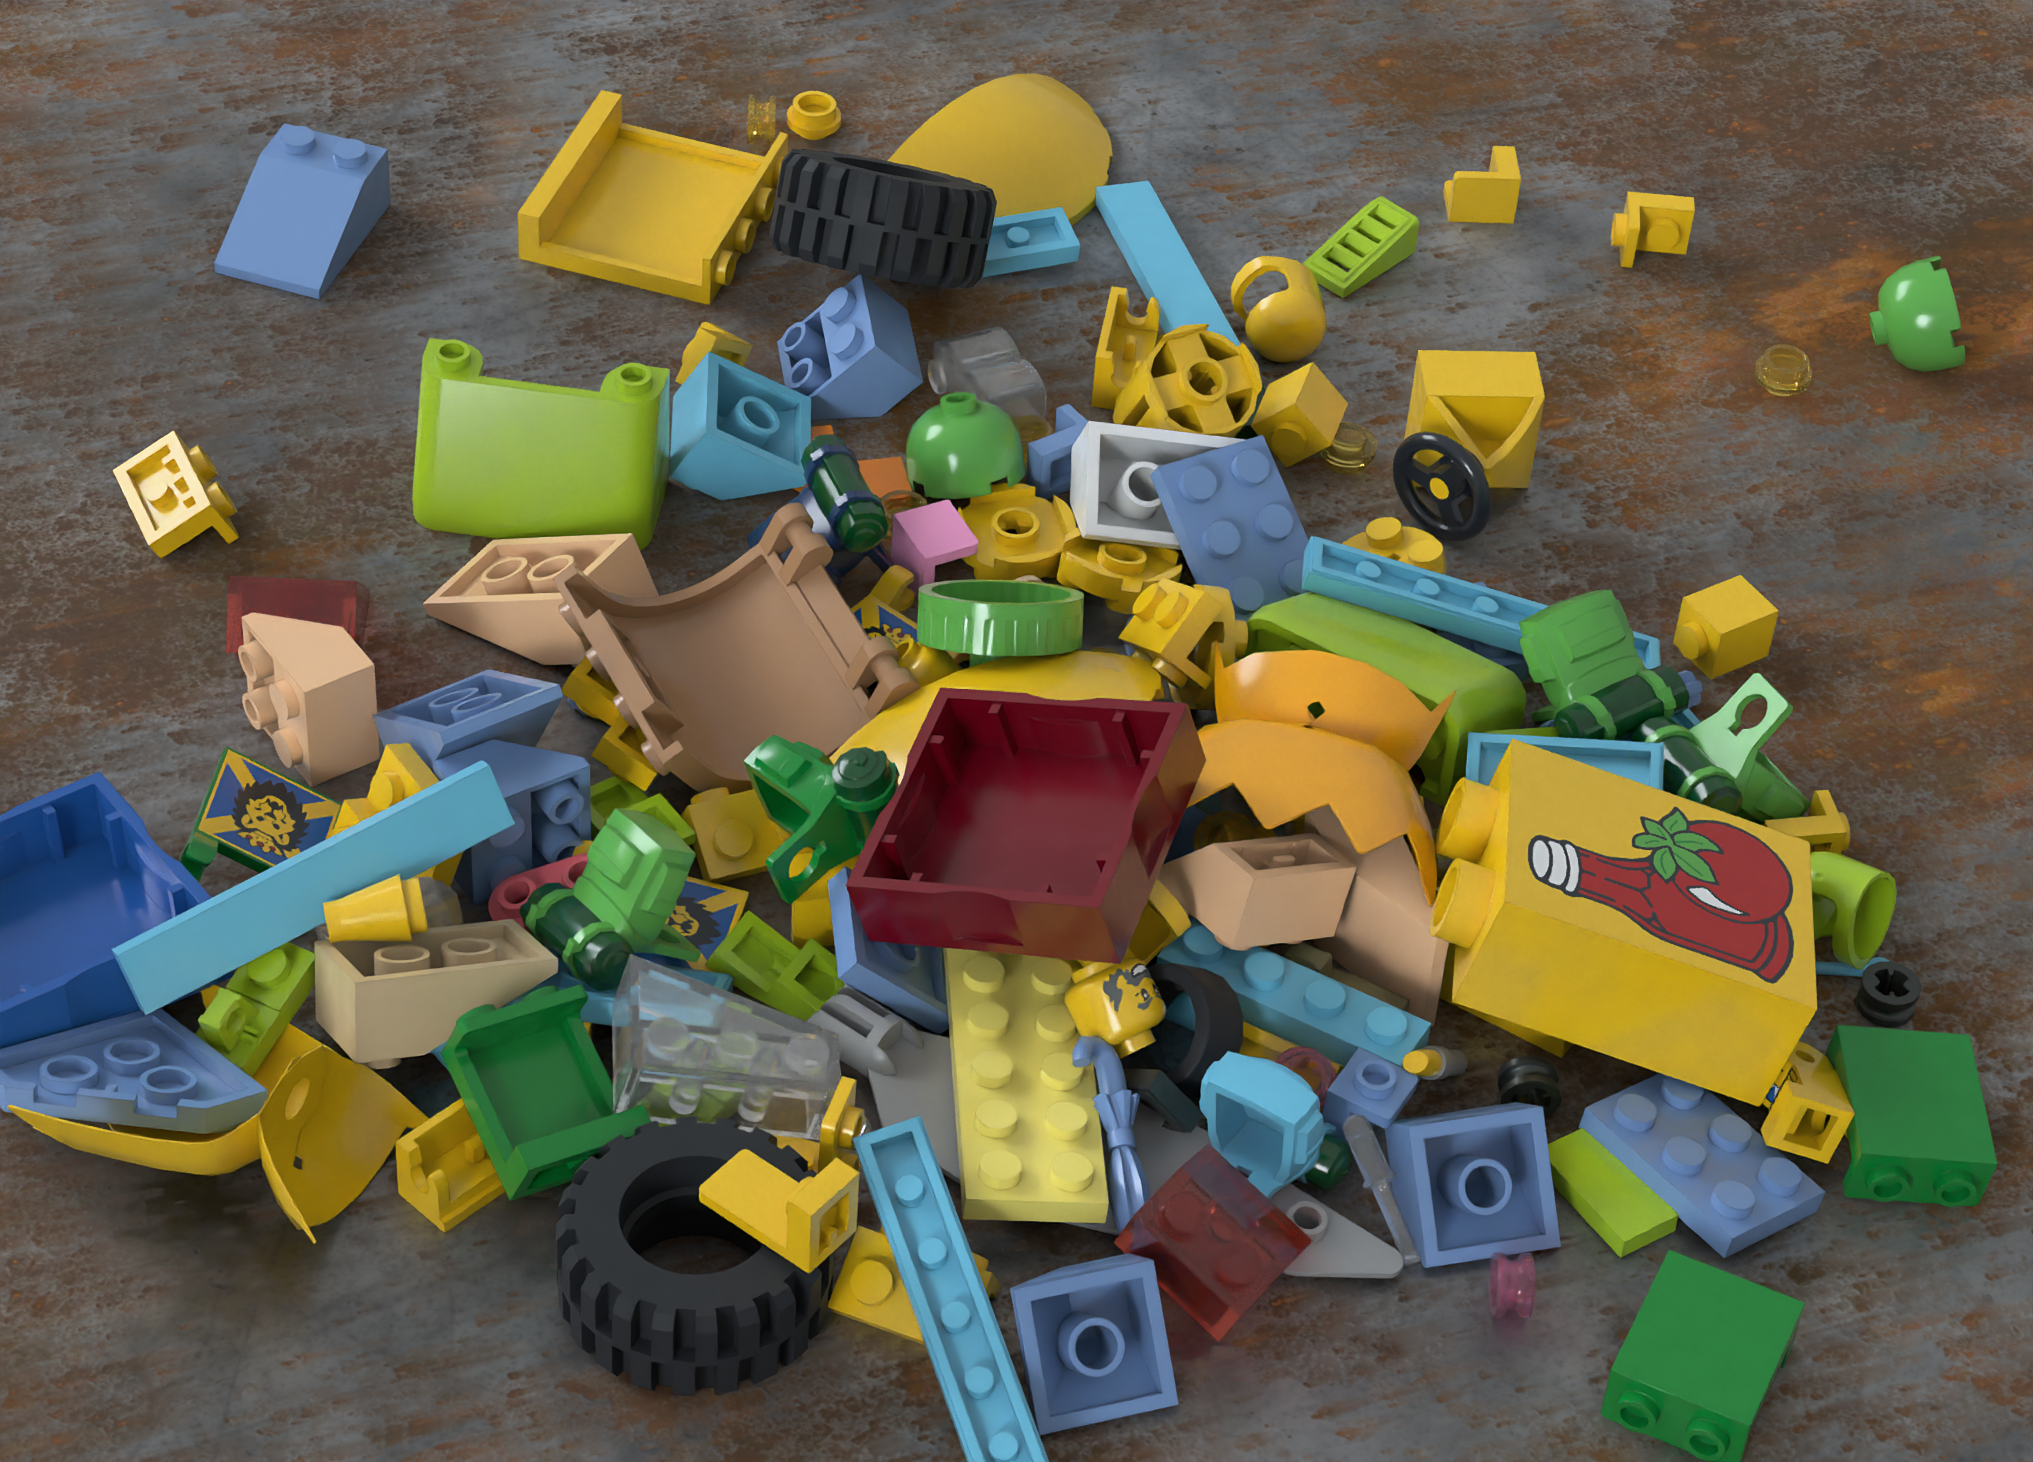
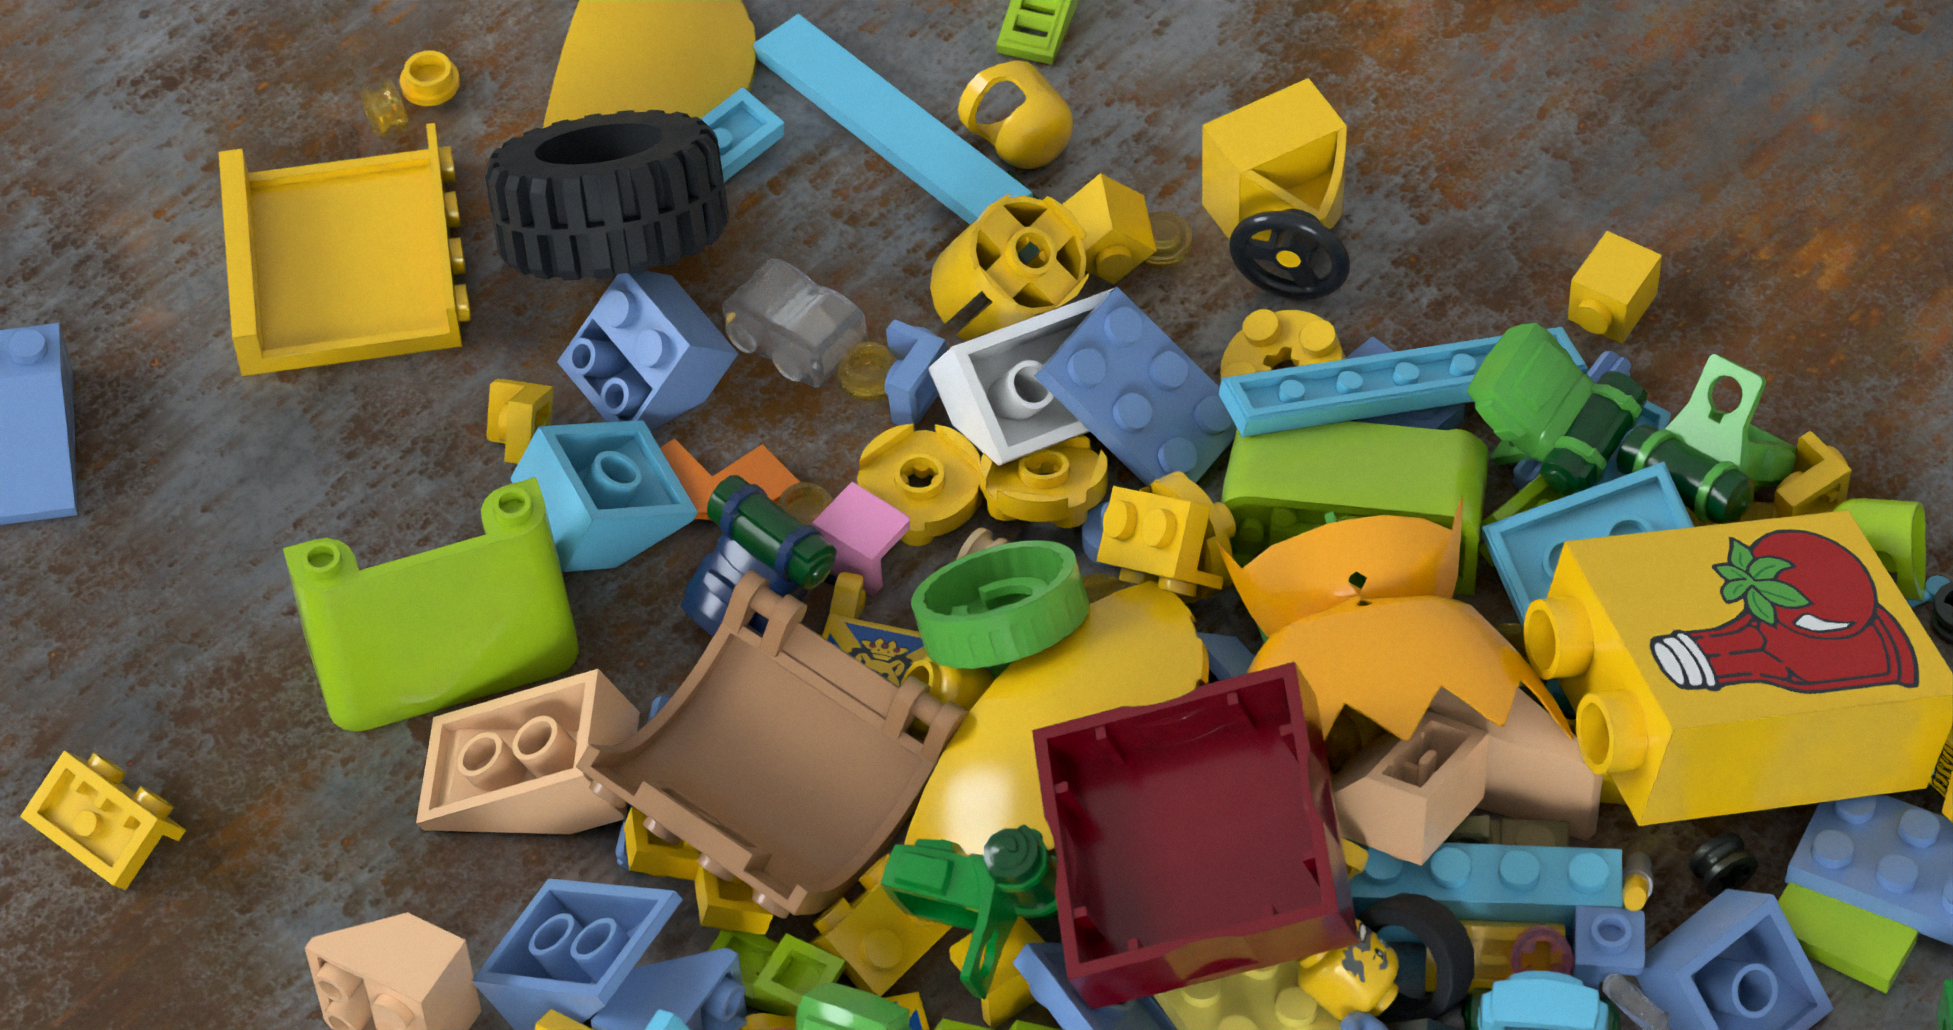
camera: 20 degrees left, 10 degrees up
(301, 599) = (310, 895): clear red slope -> none
(963, 448) = (828, 418): bright green cylinder -> none
(1122, 346) = (898, 228): yellow hinge -> none

